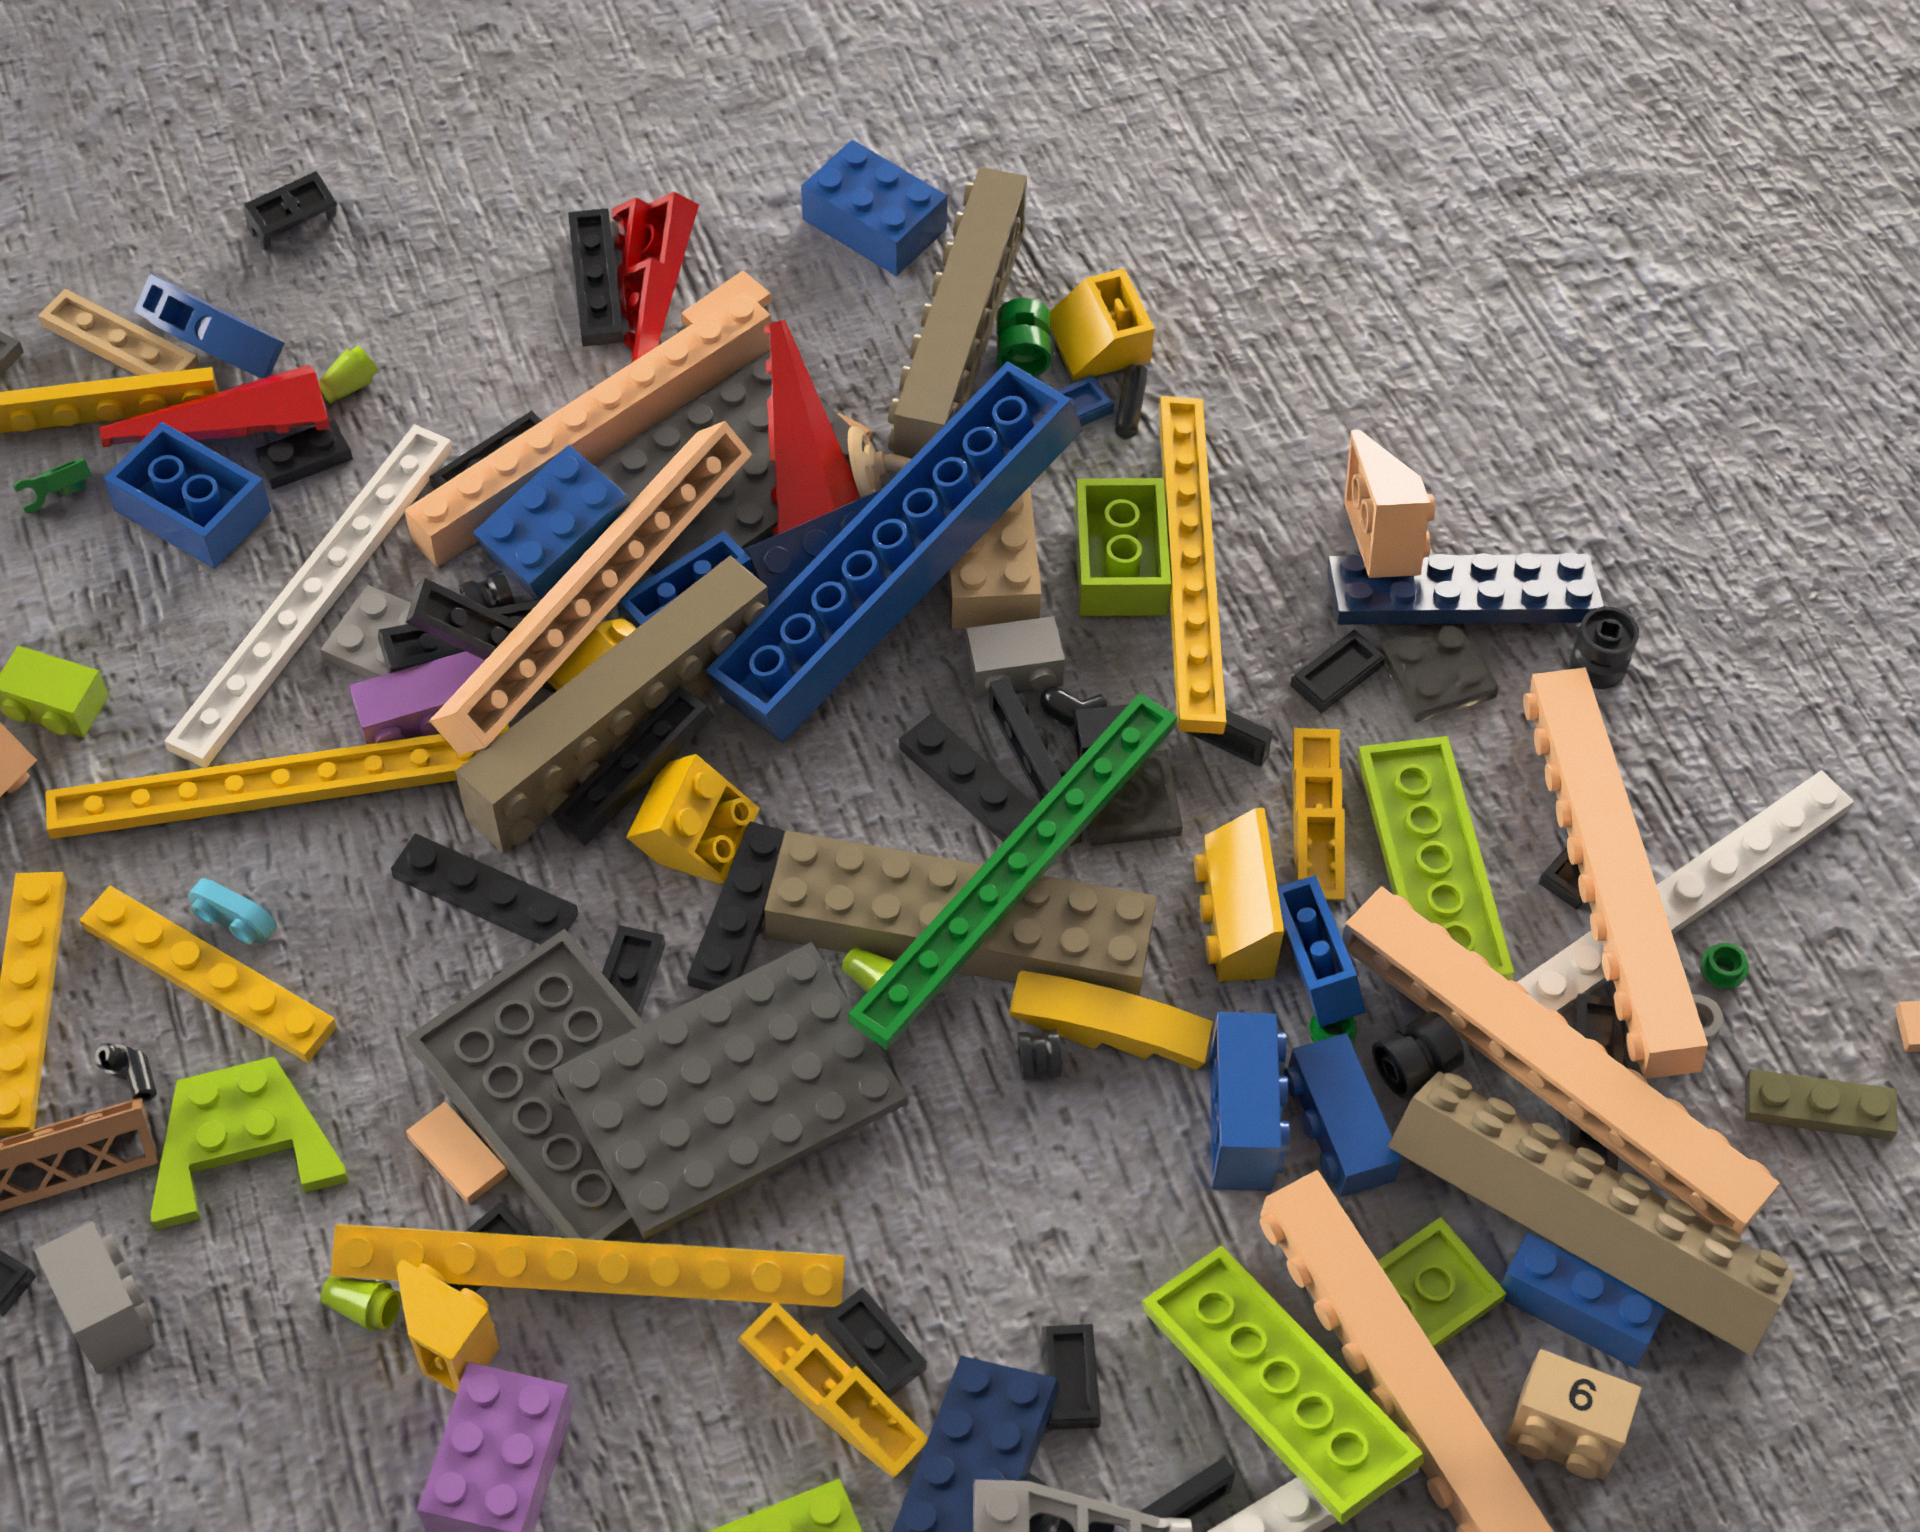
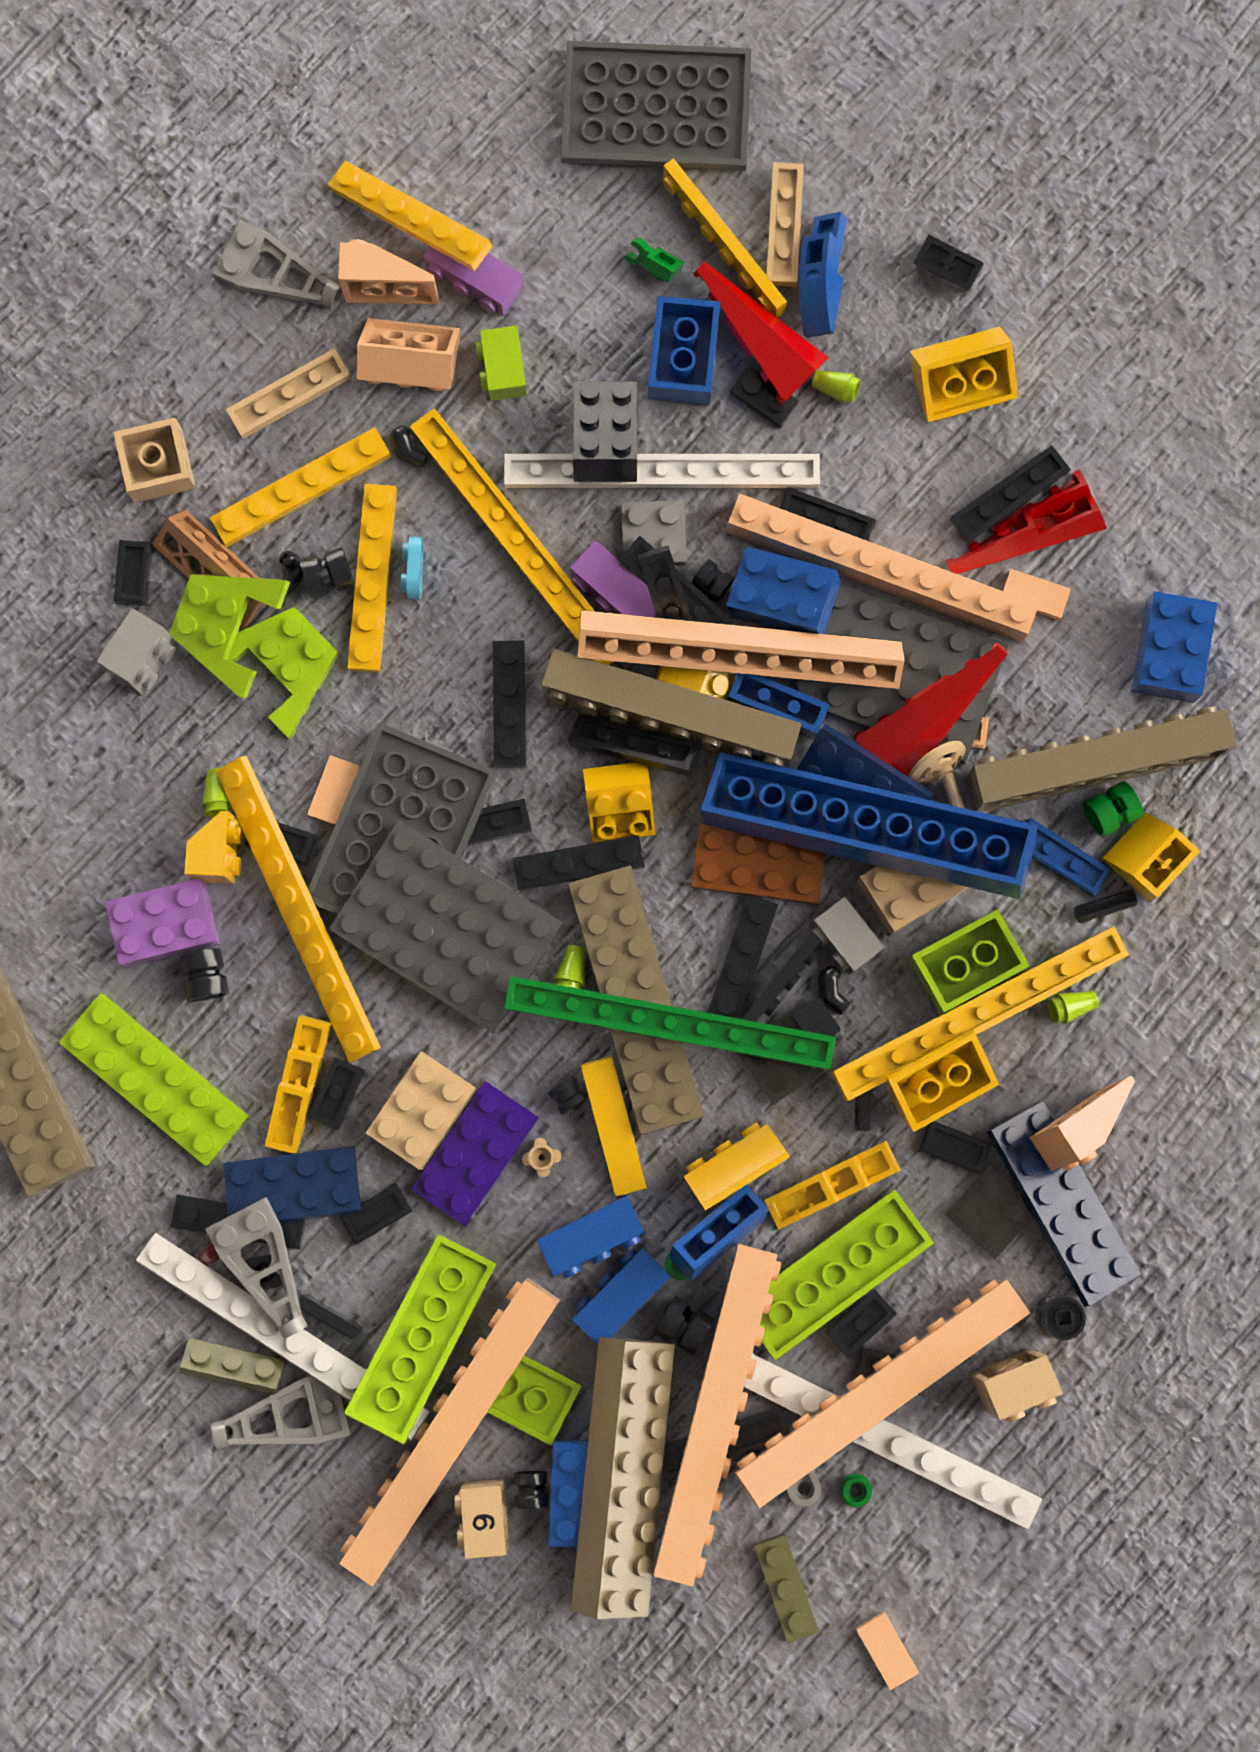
camera: 65 degrees right, 25 degrees up
(69, 855) = (403, 449): none -> black arm
(117, 1180) = (211, 618): none -> lime wing
(163, 1013) = (338, 571): none -> black wheel
(223, 612) = (605, 432): none -> brick
(426, 253) = (964, 374): none -> yellow slope
(598, 1434) = (204, 975): none -> black wheel
(866, 715) = (756, 866): none -> dark orange plate
(962, 1240) = (421, 1111): none -> tan brick
(1055, 1210) = (475, 1153): none -> dark purple plate
(1111, 1117) = (532, 1157): none -> tan plate
(1230, 481) = (1070, 1006): none -> lime cone
(1254, 631) = (941, 1081): none -> yellow slope
(1511, 862) = (861, 1323): none -> black plate
(1548, 1338) = (531, 1489): none -> black wheel
(1671, 710) = (1017, 1385): none -> tan brick

